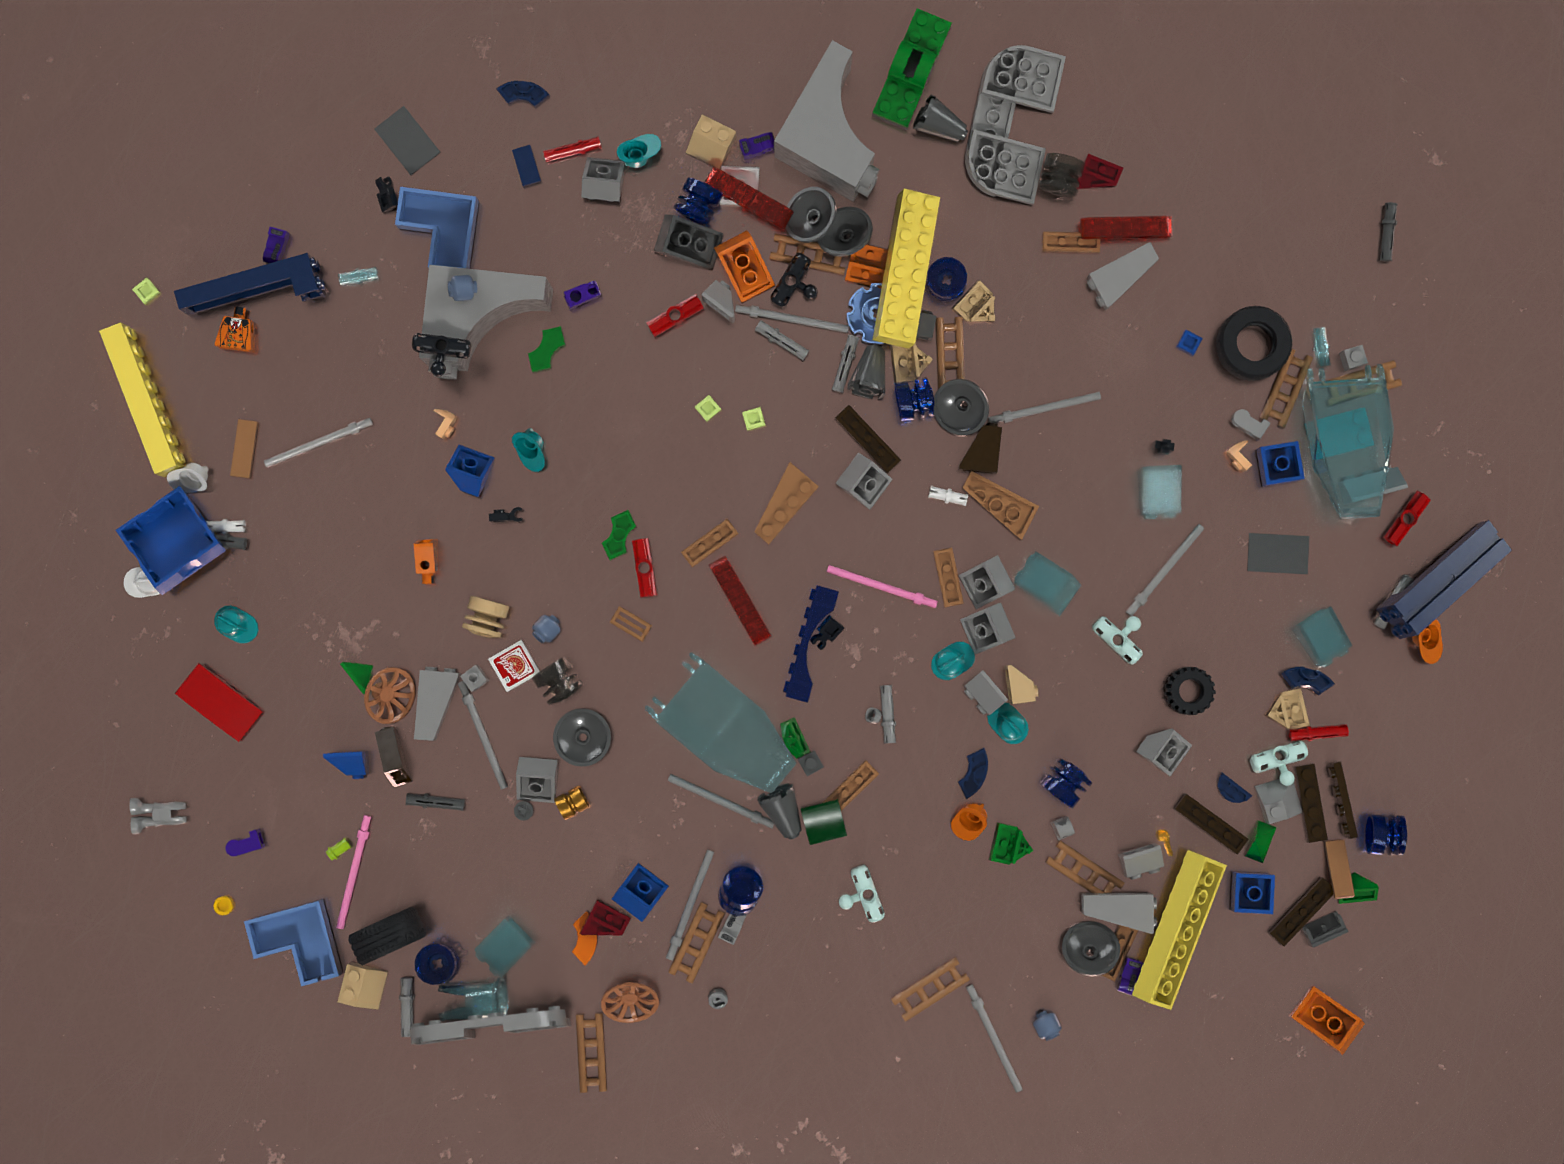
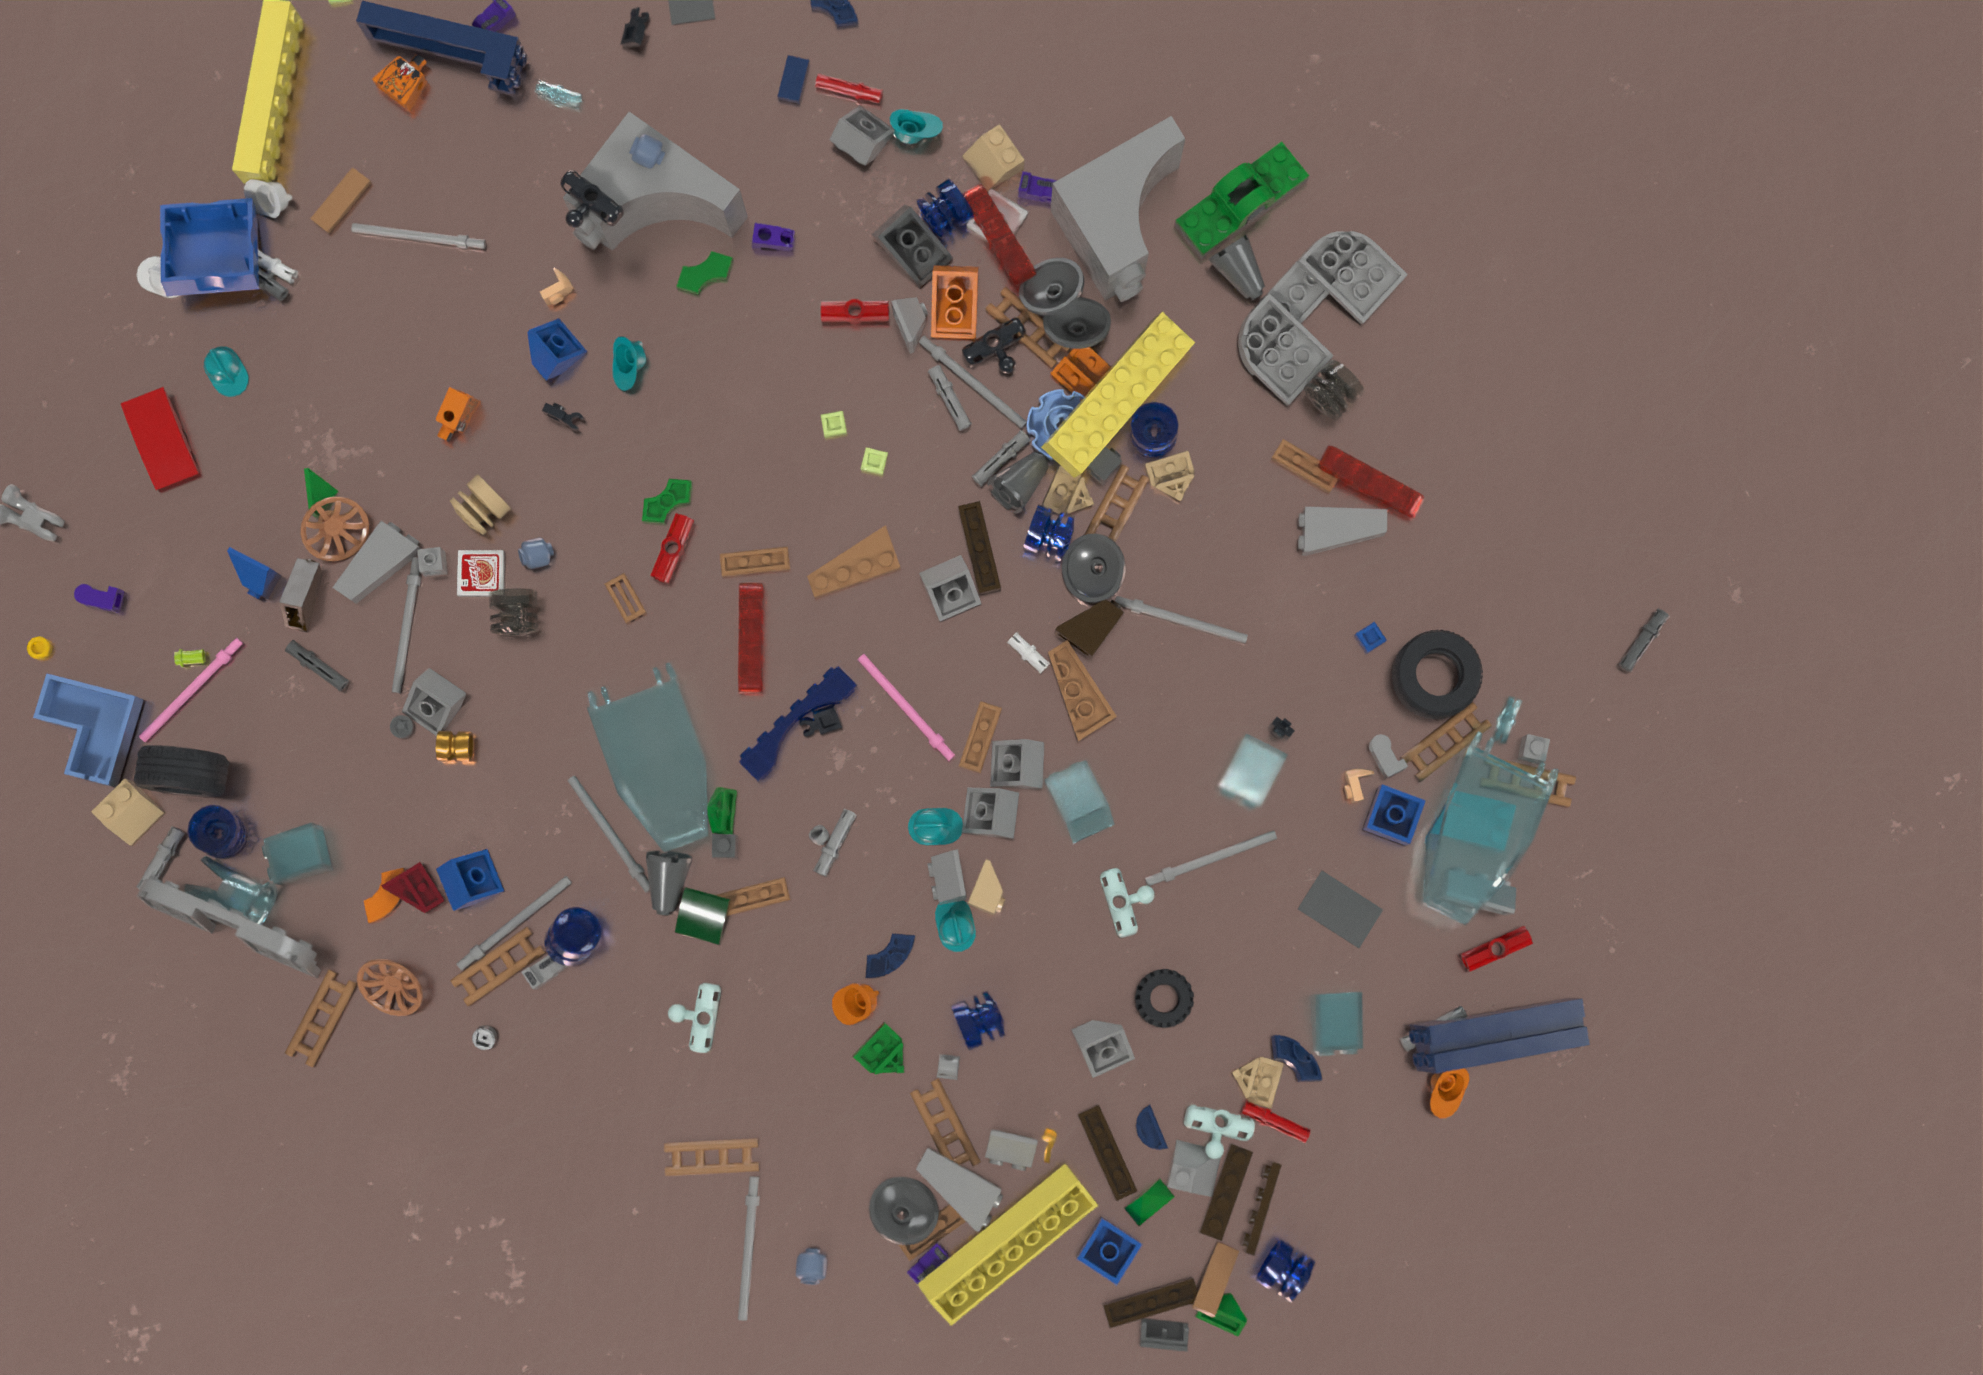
camera: 25 degrees right, 5 degrees down
(446, 216) = (681, 85): medium blue piece -> none
(568, 741) = (493, 673): dark grey dish -> none
(1099, 173) = (1374, 411): dark red wing -> none

